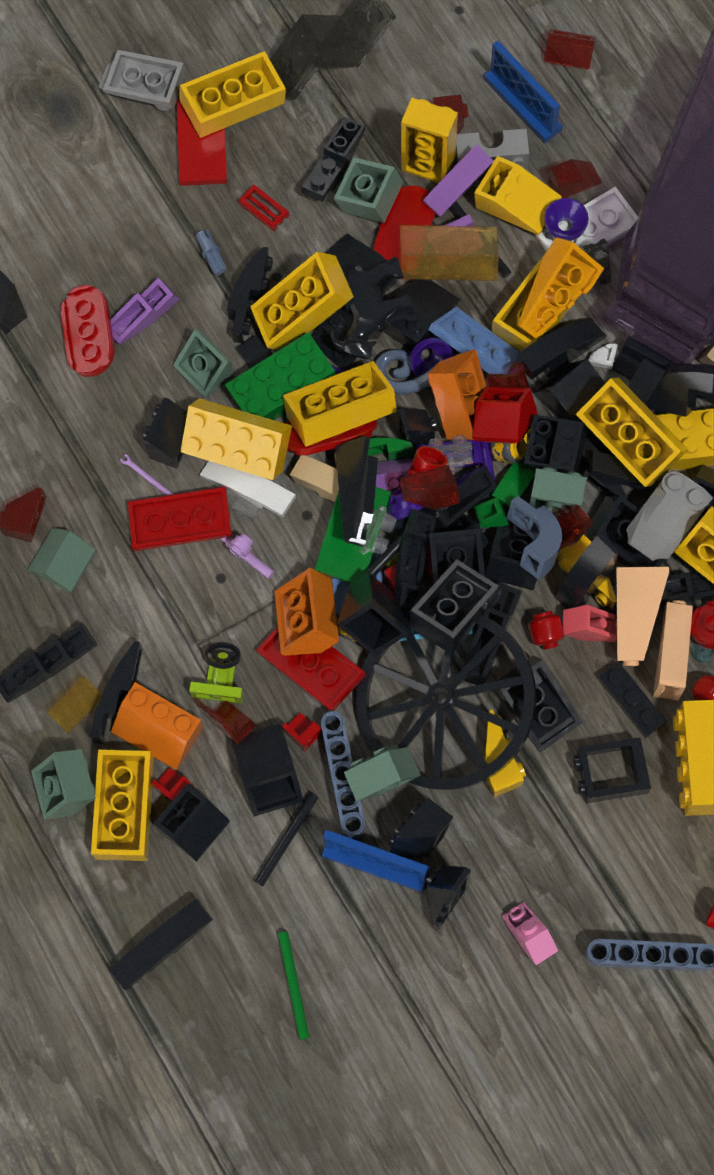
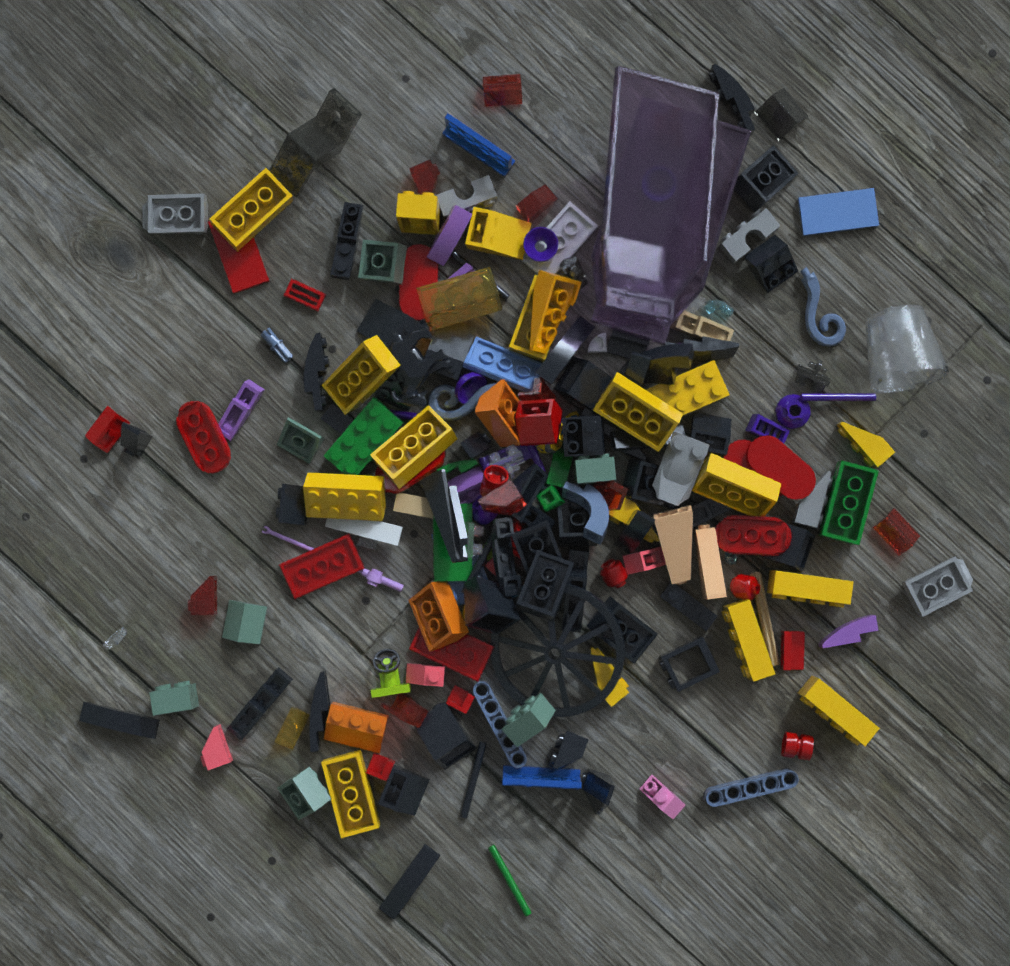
camera: 20 degrees left, 15 degrees up
(268, 686) = (425, 674): none -> coral slope

